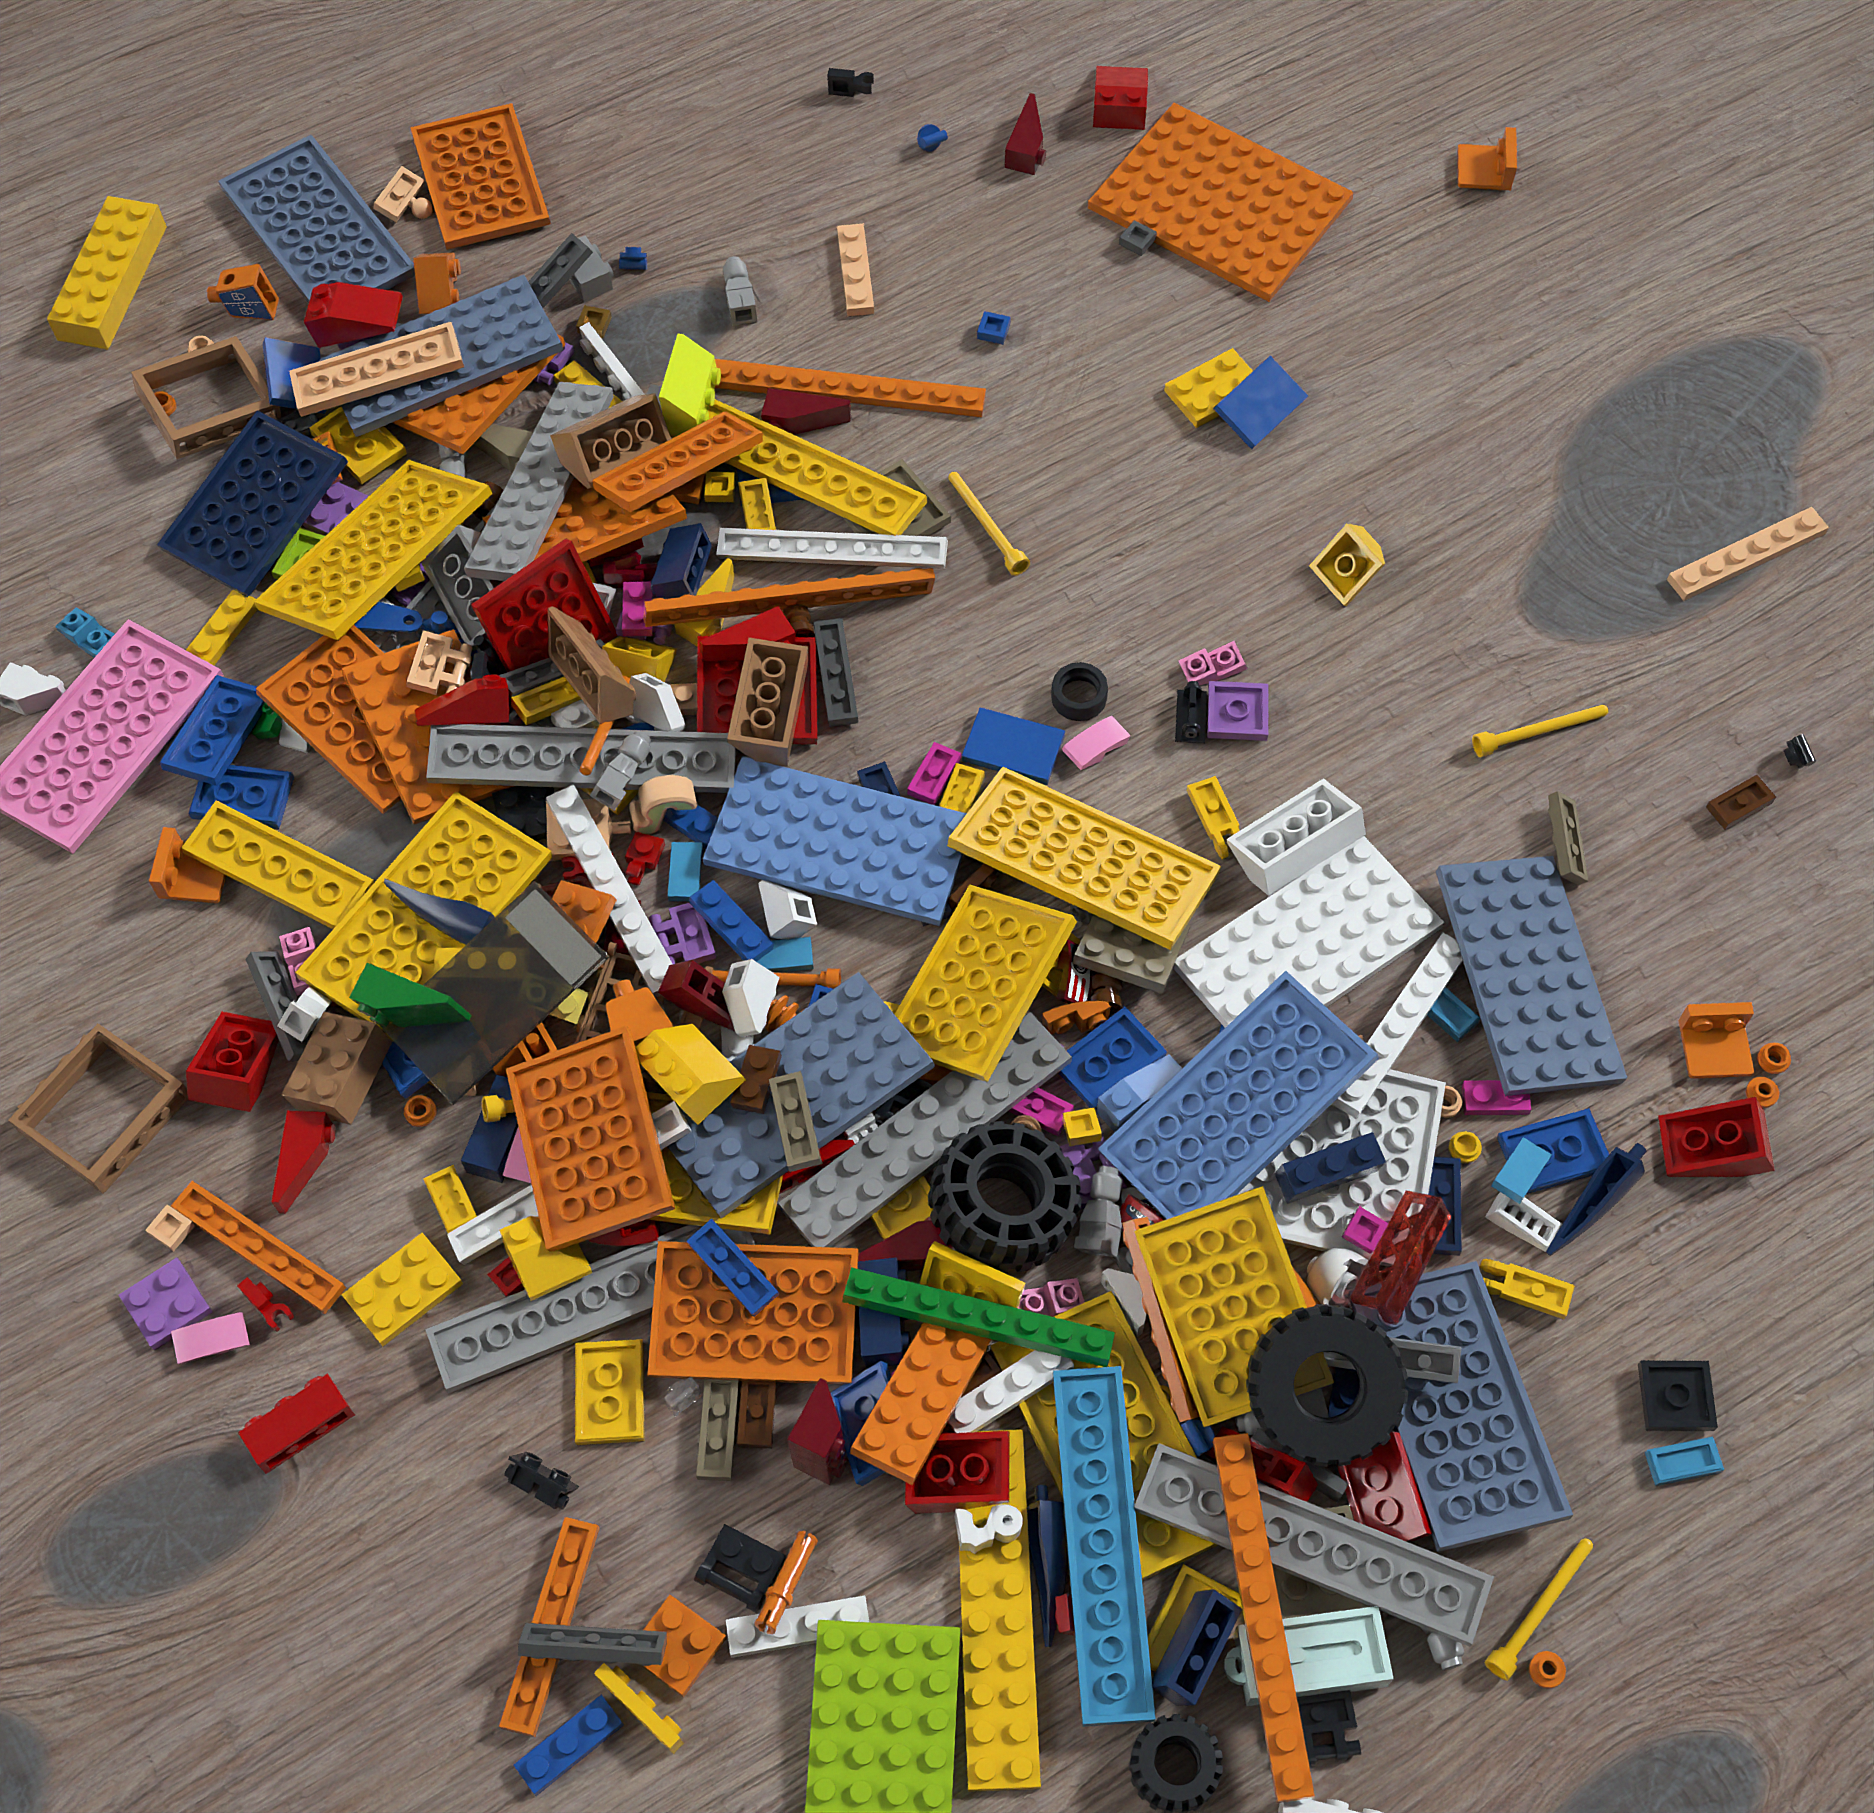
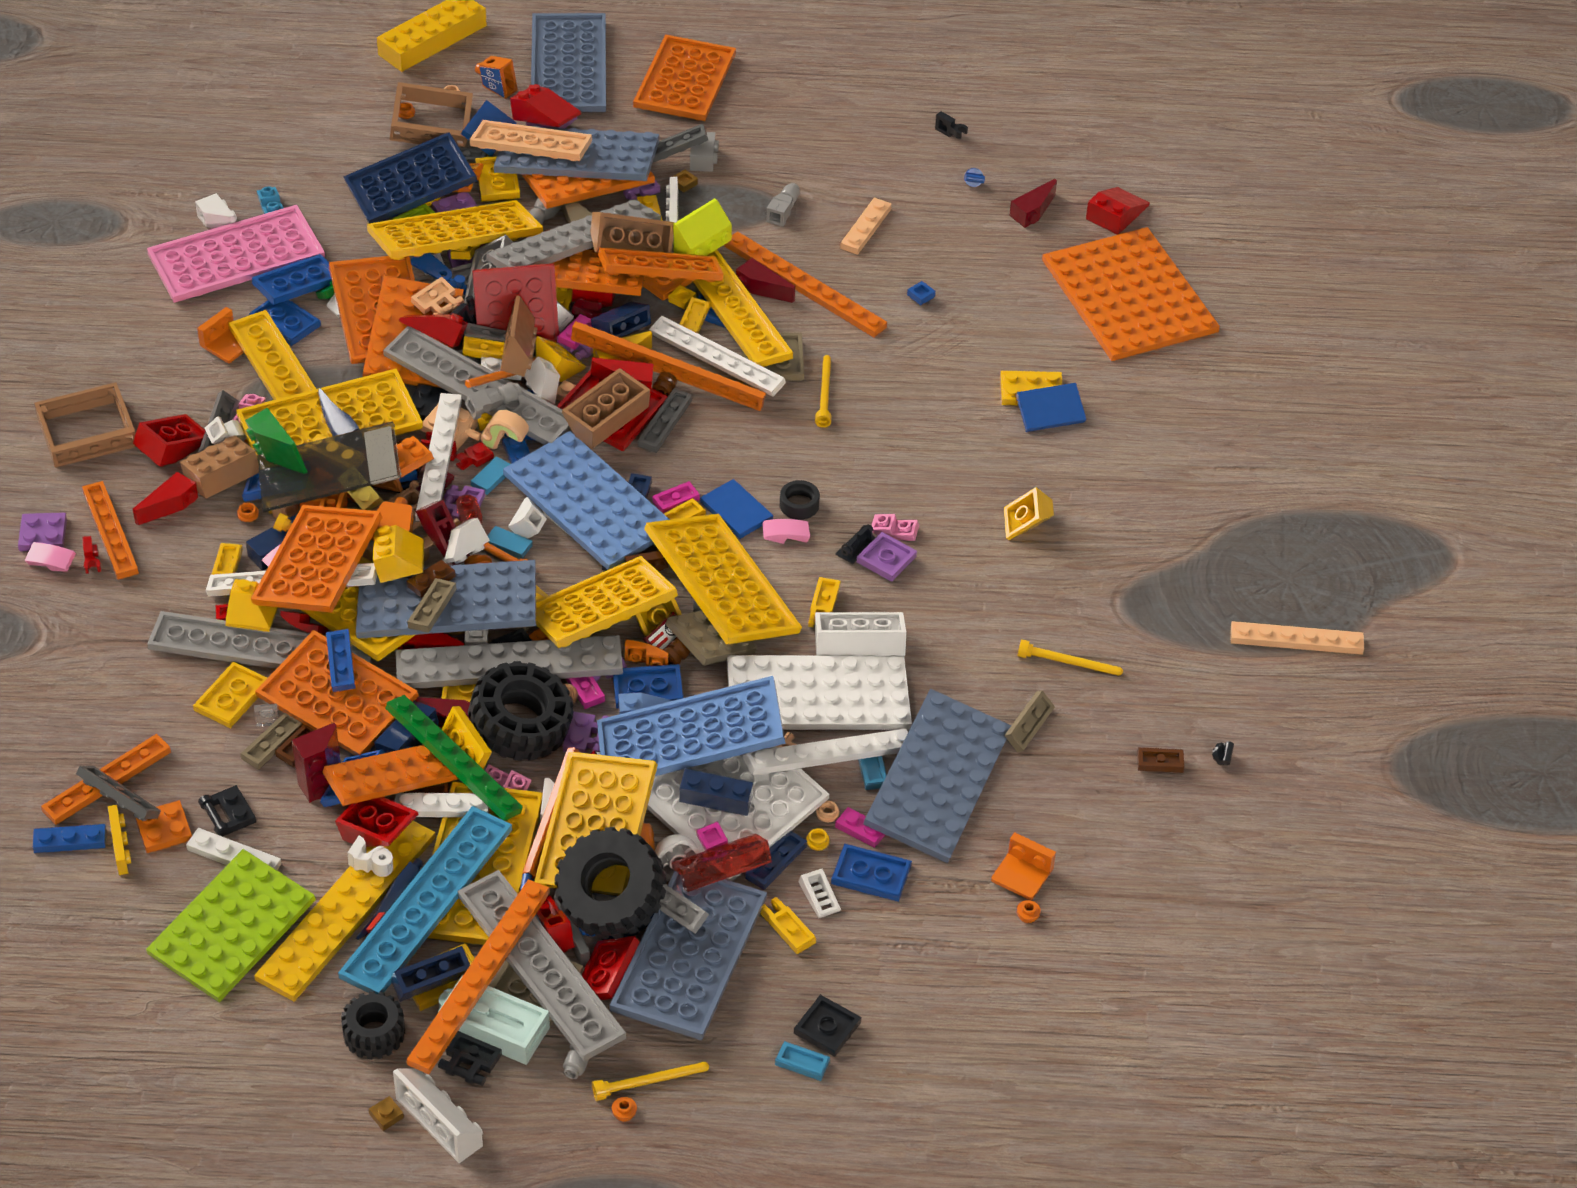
camera: 30 degrees right, 15 degrees down
(170, 1227) = (73, 497): light nougat plate -> none
(223, 627) = (343, 235): yellow plate -> none
(295, 1423) = (59, 618): red brick -> none
(401, 194) = (630, 66): light nougat plate -> none
(402, 1289) = (166, 590): yellow plate -> none
(435, 281) = (609, 114): orange brick -> none
(530, 1471) = (157, 705): black hinge -> none
(633, 259) = (737, 160): blue plate -> none
(706, 944) = (468, 508): none -> clear red plate
(731, 922) = (492, 509): blue plate -> none
(780, 1594) = (234, 829): orange pin -> none
(1082, 1126) = (597, 705): yellow plate -> none
(1101, 1218) = (582, 741): light grey piece -> none
(1137, 238) = (1055, 287): dark grey plate -> none
(1488, 165) = (1324, 352): orange bracket -> none
(1521, 1170) = (836, 863): dark azure tile -> none
(1605, 1189) = (882, 904): dark blue piece -> none
(1717, 1140) = (976, 917): red slope -> none
(1778, 1051) = (1053, 893): orange plate -> none

